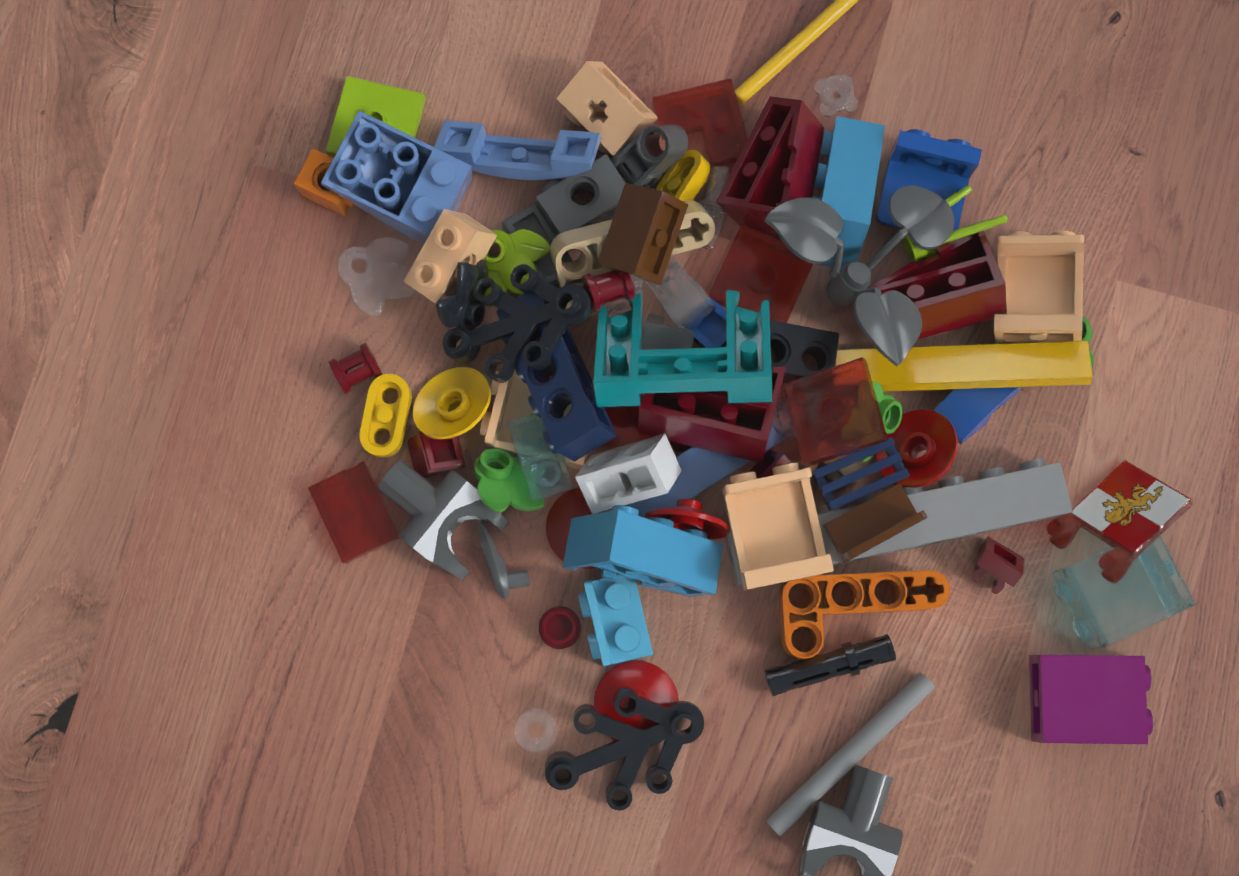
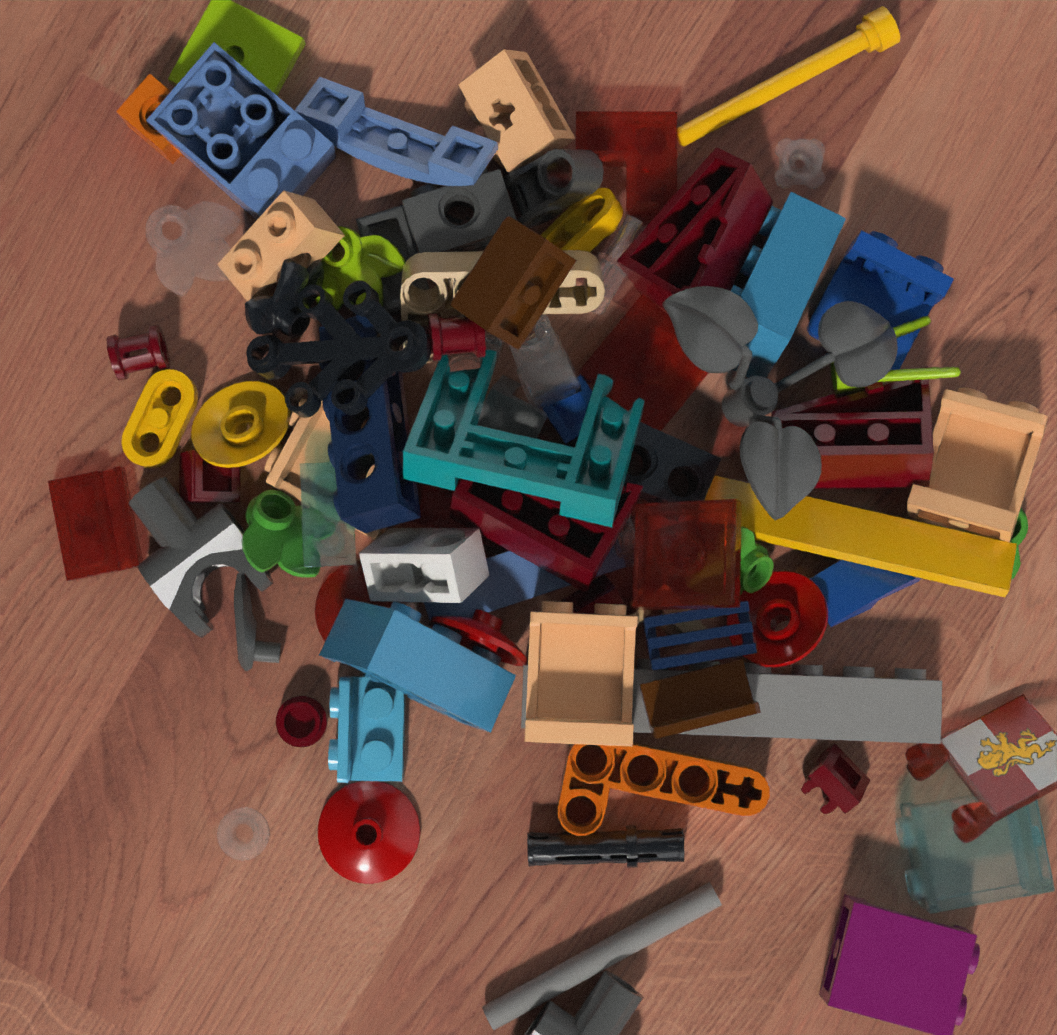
camera: 15 degrees right, 5 degrees up
(630, 743) = (346, 877): black plant -> none

